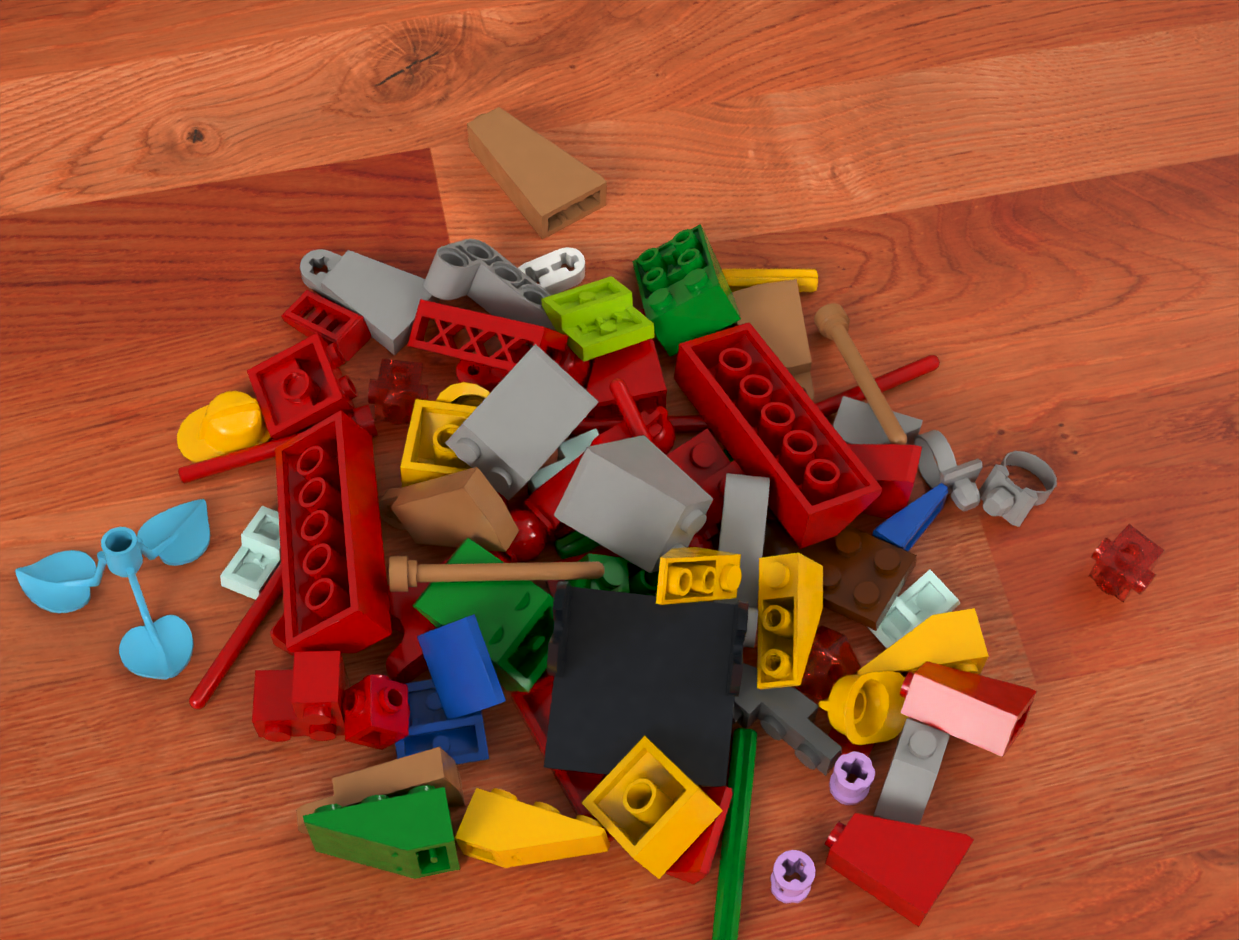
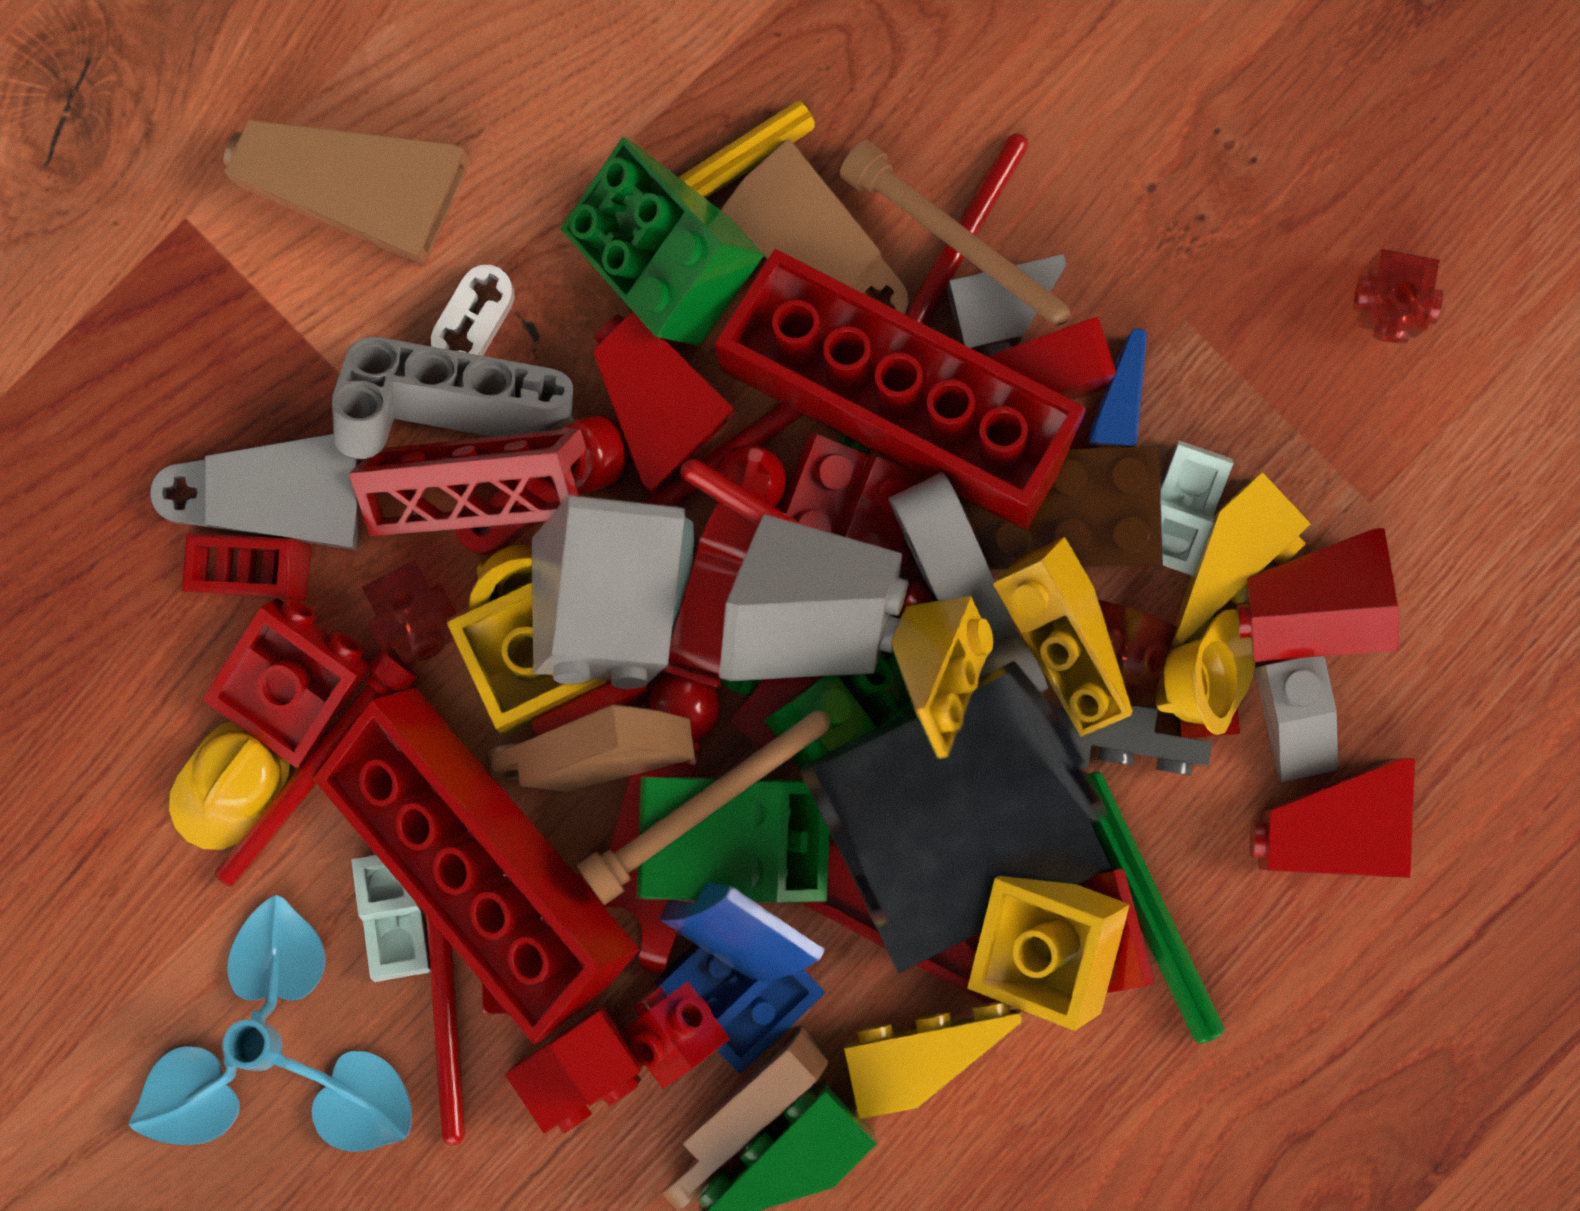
camera: 30 degrees left, 25 degrees up
(598, 318) = (592, 370): lime slope -> none
(787, 864) = (1247, 933): lavender bush -> none
(847, 764) = (1248, 775): lavender bush -> none
(958, 478) = (1121, 304): light grey piece -> none
(1008, 500) = (1213, 291): light grey piece -> none

